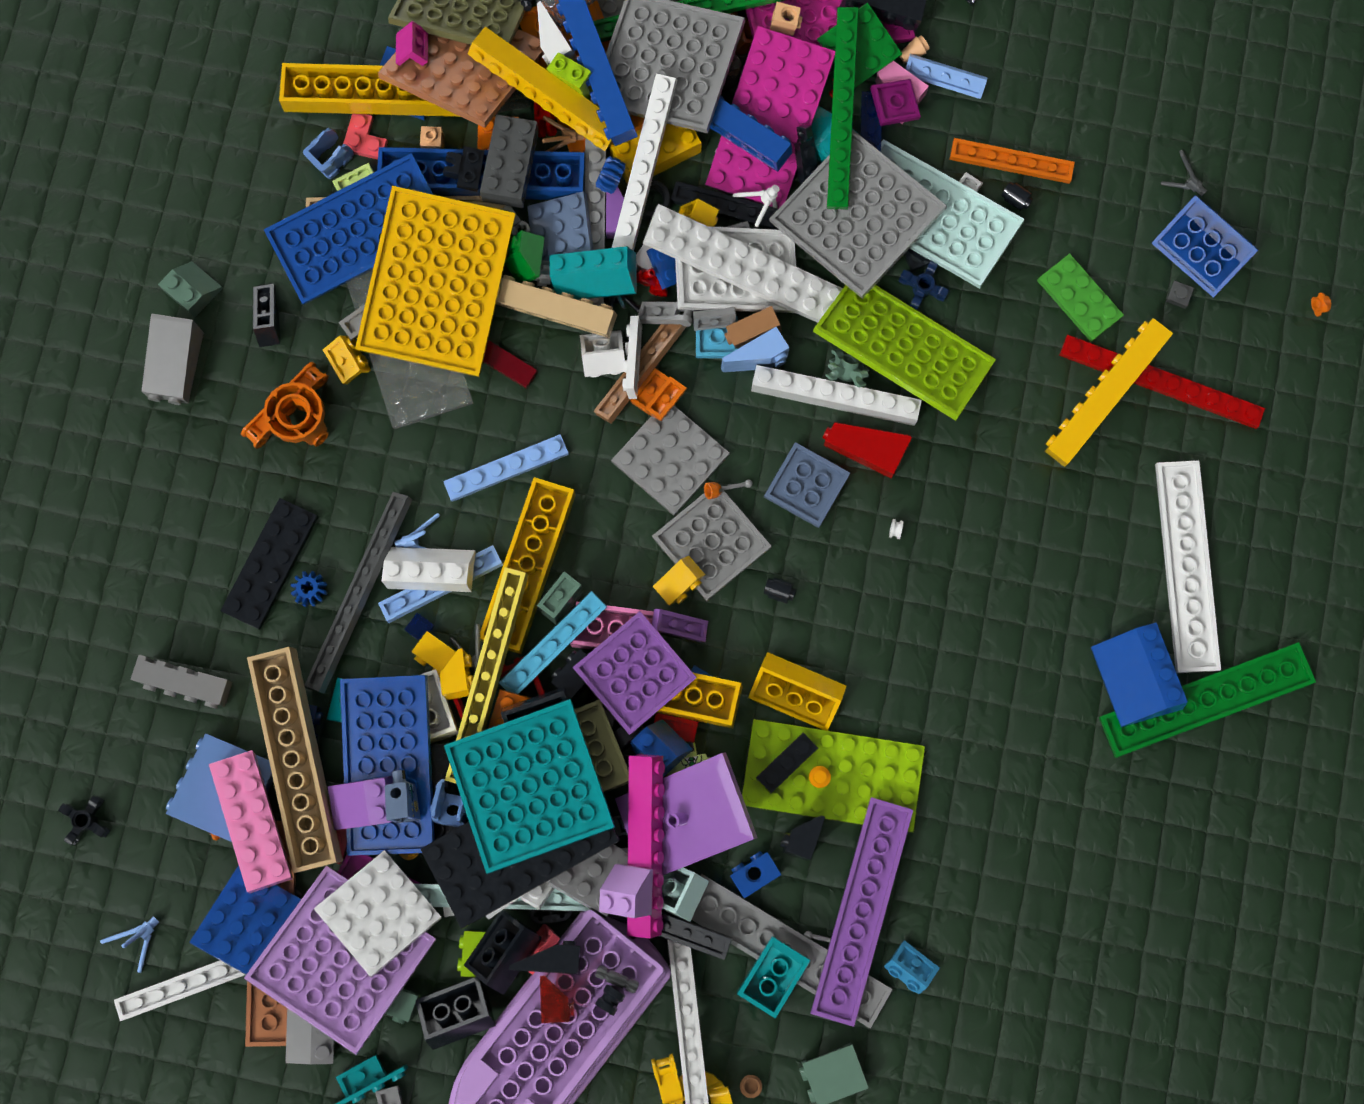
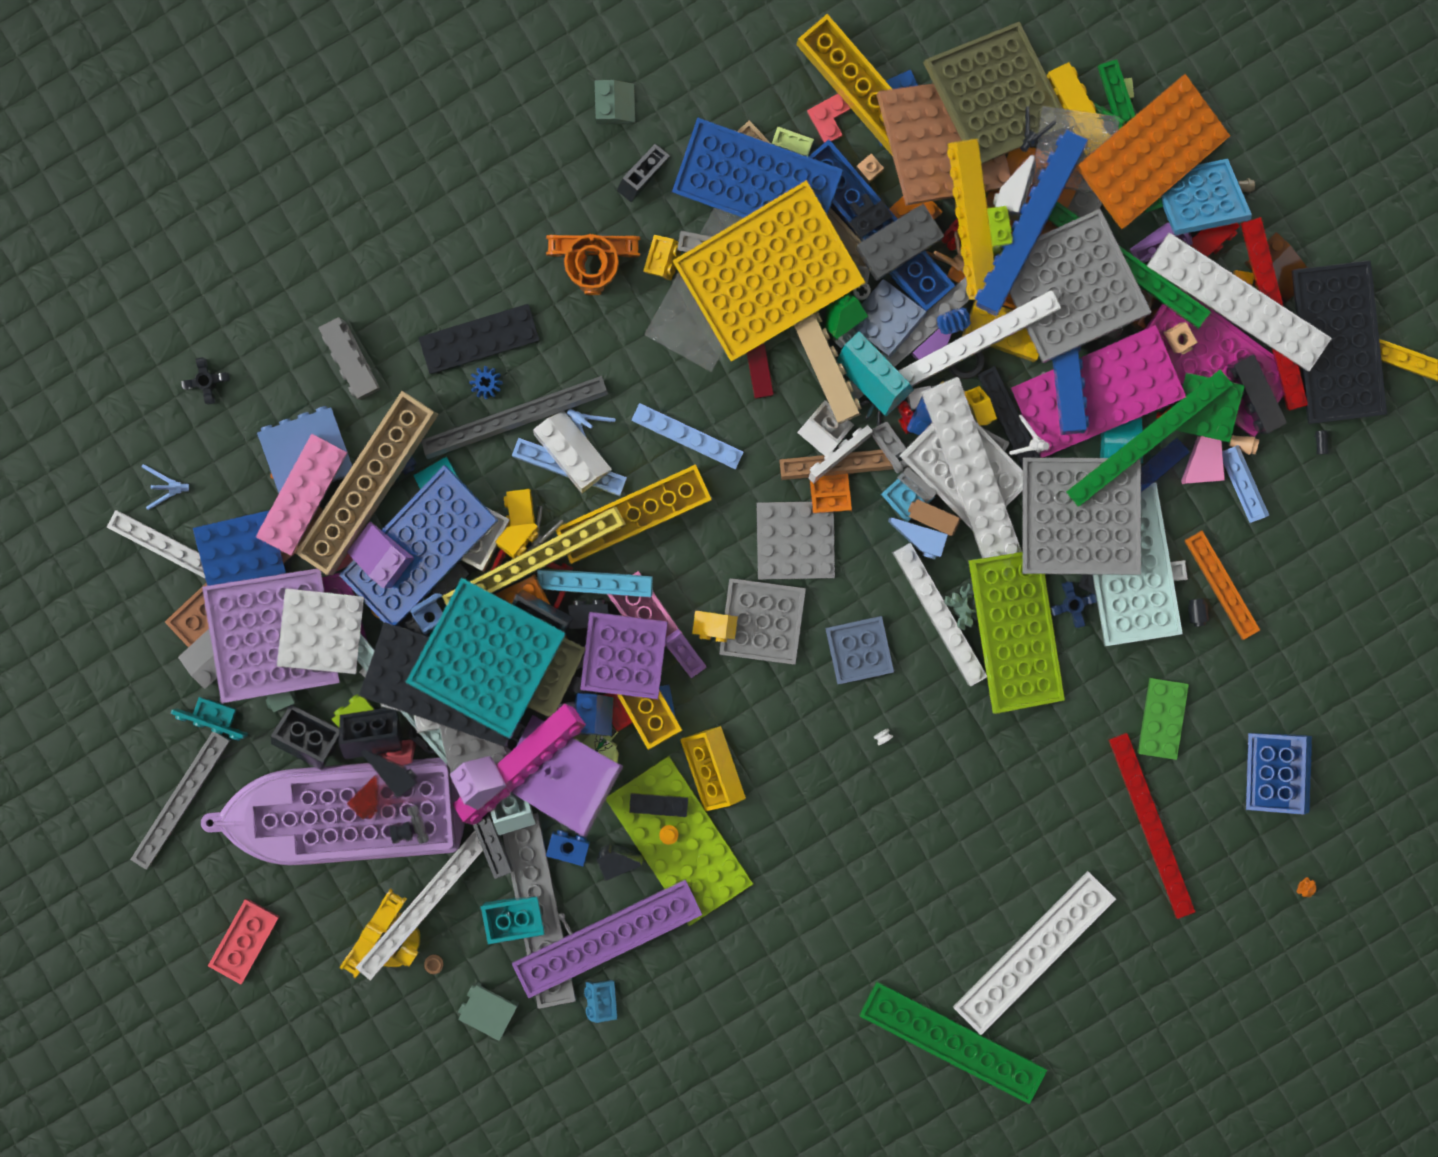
camera: 45 degrees right, 10 degrees up
(171, 358) = (552, 139): light grey slope -> none
(340, 156) = (792, 93): medium blue piece -> none
(401, 799) = (398, 585): sand blue torso -> none
(412, 43) = (920, 95): dark pink panel -> none
(418, 626) = (528, 479): clear blue tile -> none
(560, 598) = (629, 559): sand green panel -> none
(713, 489) = (797, 592): orange hinge -> none
(780, 590) = (770, 696): black brick -> none
(805, 152) = (1094, 440): black hinge -> none
(867, 446) = (924, 670): red slope -> none
(895, 102) = (1189, 468): magenta tile -> none
(1108, 392) = (1109, 797): yellow brick -> none
(1139, 675) = (927, 984): blue slope -> none
(1179, 294) = (1227, 784): dark grey plate -> none
(1192, 183) = (1320, 724): dark grey plant -> none

